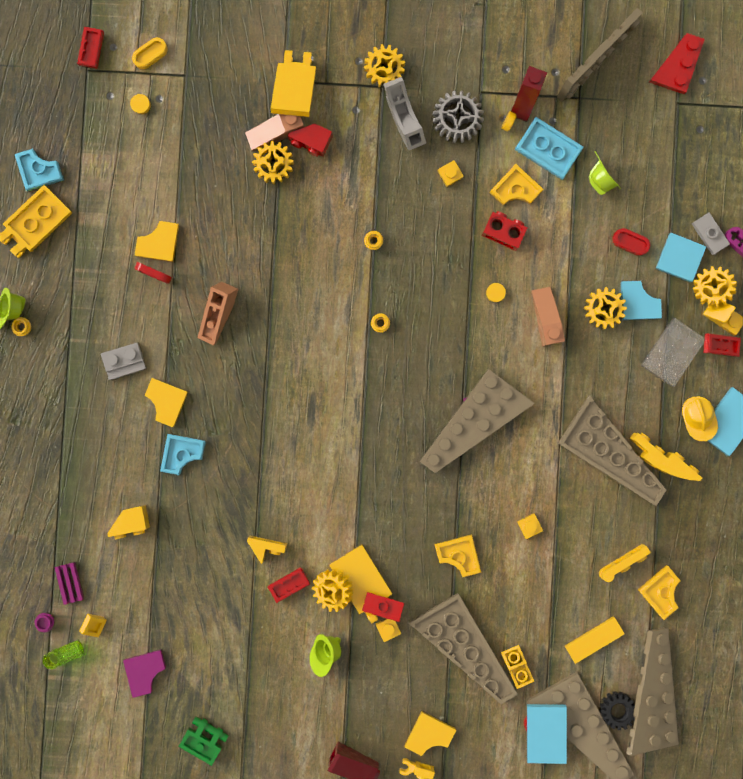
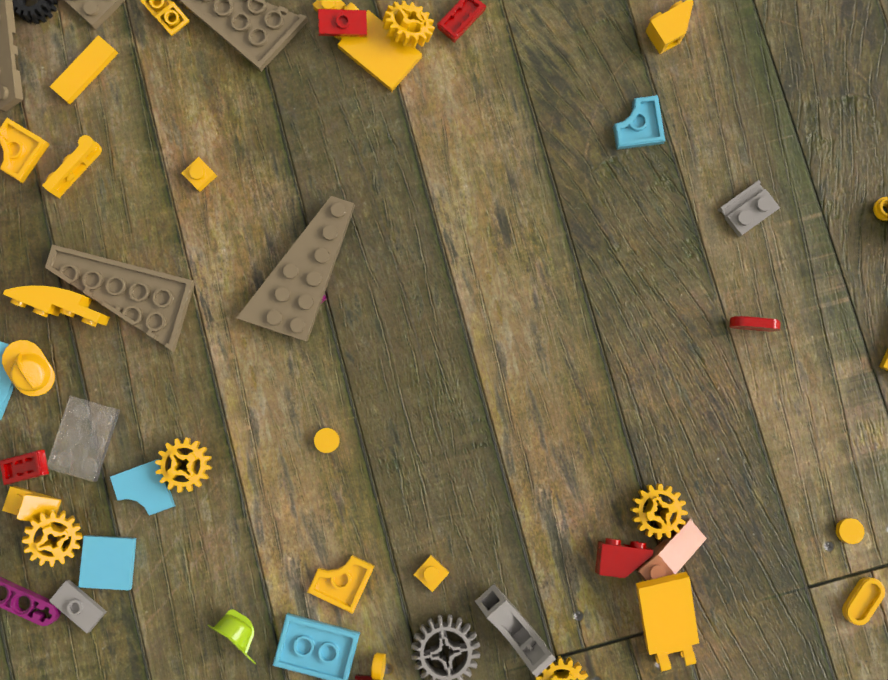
camera: 160 degrees right, 5 degrees down
(160, 243) = (759, 363): yellow tile -> none
(167, 401) = (679, 179): yellow tile -> none
(217, 311) = (660, 303): nougat slope -> none
(260, 545) = (509, 49): yellow slope -> none
(373, 234) = (507, 455): yellow plate -> none
(380, 317) = (456, 348): yellow plate -> none
(460, 553) = (272, 116): yellow tile -> none
(502, 236) = (340, 514): red brick -> none
(547, 317) = (252, 430): nougat slope -> none
(631, 242) = (176, 561): red tile -> none

